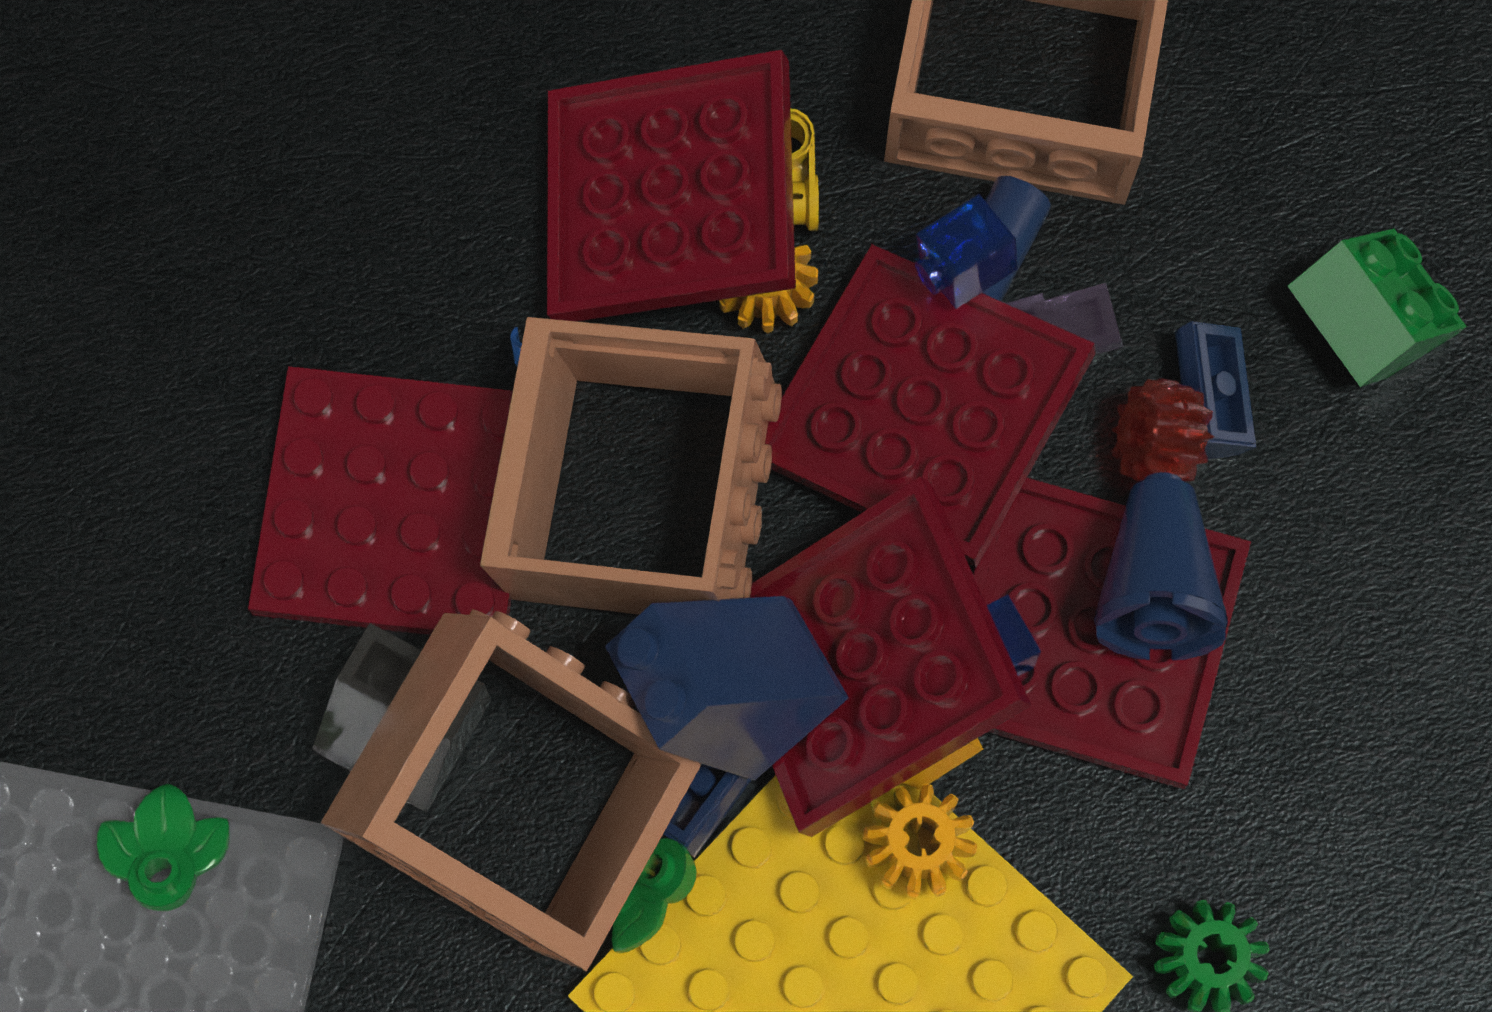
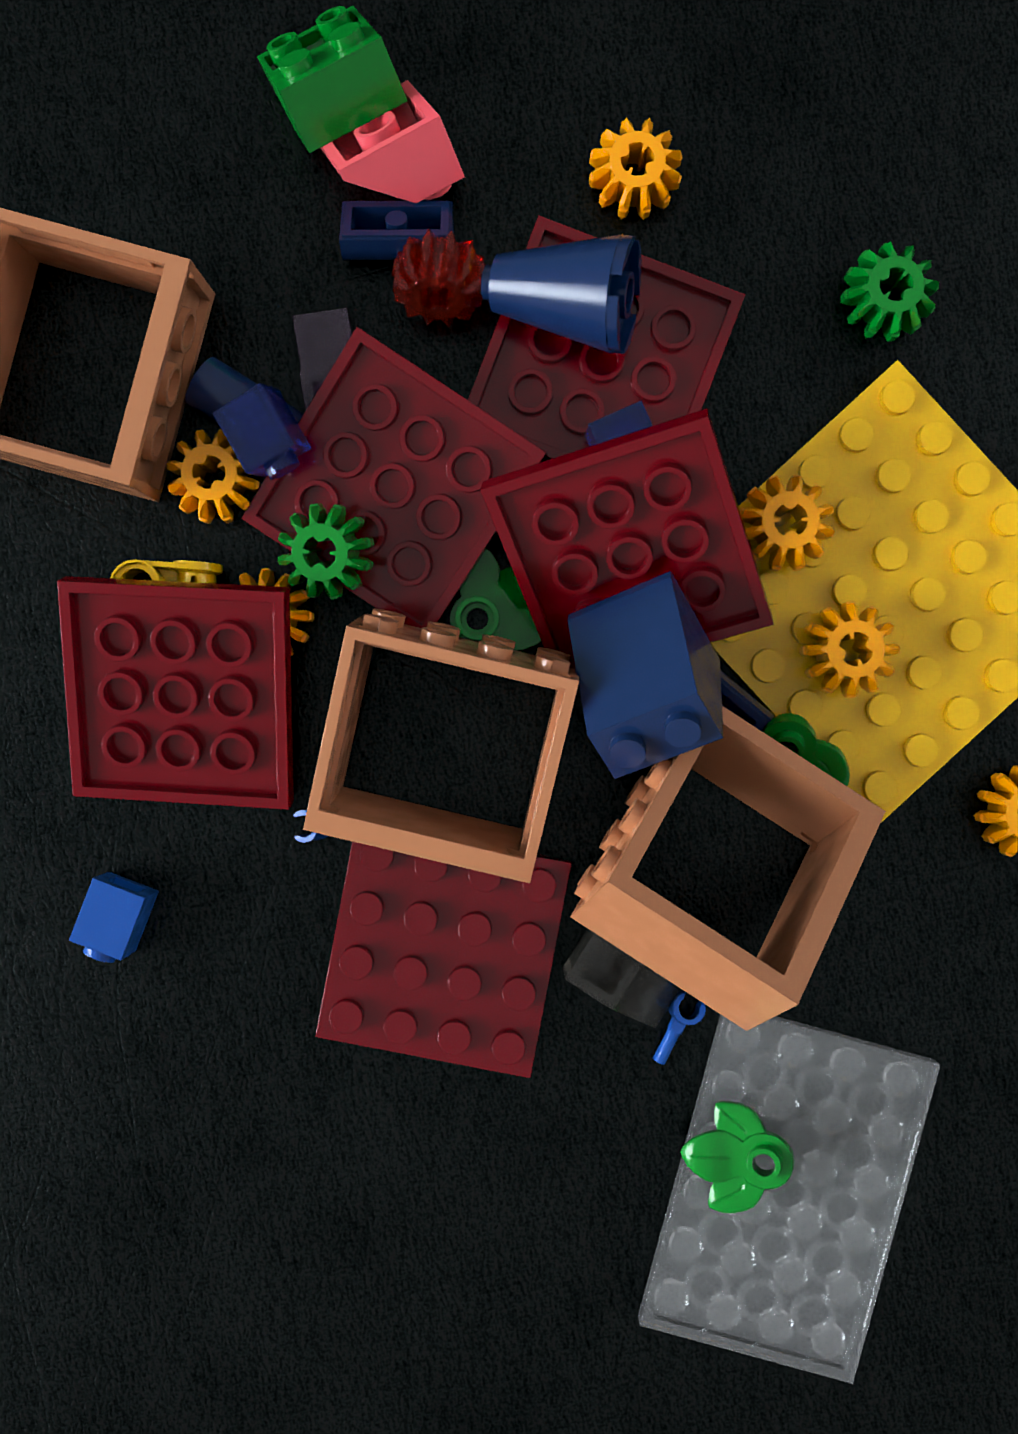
camera: 85 degrees left, 15 degrees up
(310, 776) = (676, 1026): none -> blue hand
(415, 141) = (113, 917): none -> blue brick
(766, 907) = (867, 644): none -> light orange gear
(811, 521) = (502, 601): none -> green plate
(836, 309) = (304, 551): none -> green gear
(895, 197) = (201, 495): none -> light orange gear
(1298, 381) = (399, 152): none -> coral slope
(1325, 627) = (646, 152): none -> light orange gear

